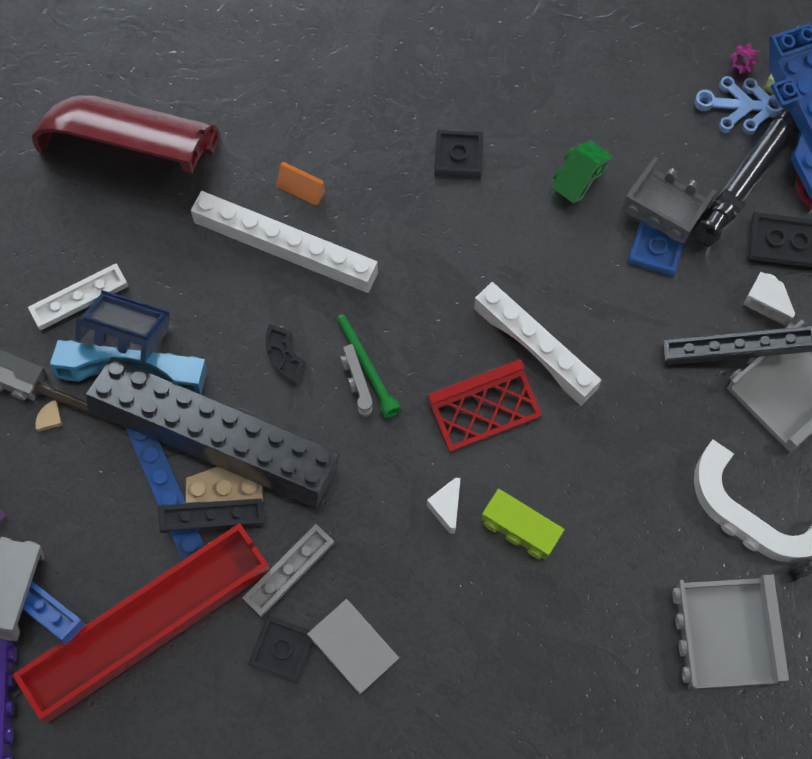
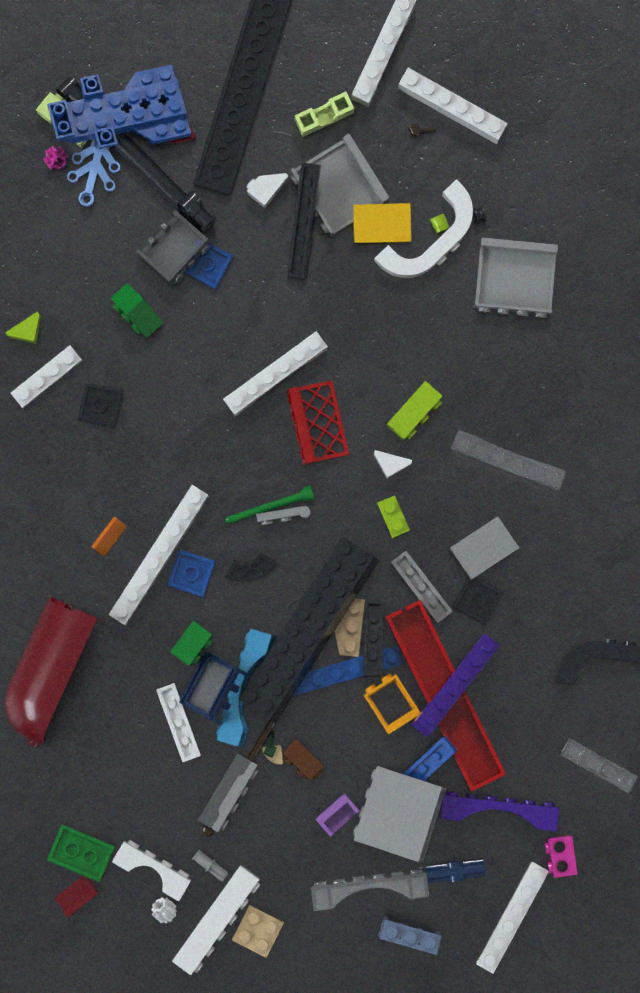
camera: 80 degrees left, 15 degrees up
(43, 452) = (305, 761): none -> reddish brown brick
(51, 409) = (270, 749): none -> clear green hand
(112, 538) = (403, 719): none -> light orange window
(157, 630) = (455, 685): none -> dark purple arch
(177, 292) = (192, 644): none -> green brick
(268, 285) = (191, 573): none -> blue tile
(377, 520) = (393, 516): none -> lime plate
(477, 659) = (508, 461): none -> clear arch
(482, 90) = (46, 376): none -> white plate
(535, 60) = (27, 329): none -> lime slope
(760, 445) = (382, 223): none -> yellow tile
(778, 519) = (439, 223): none -> lime hose

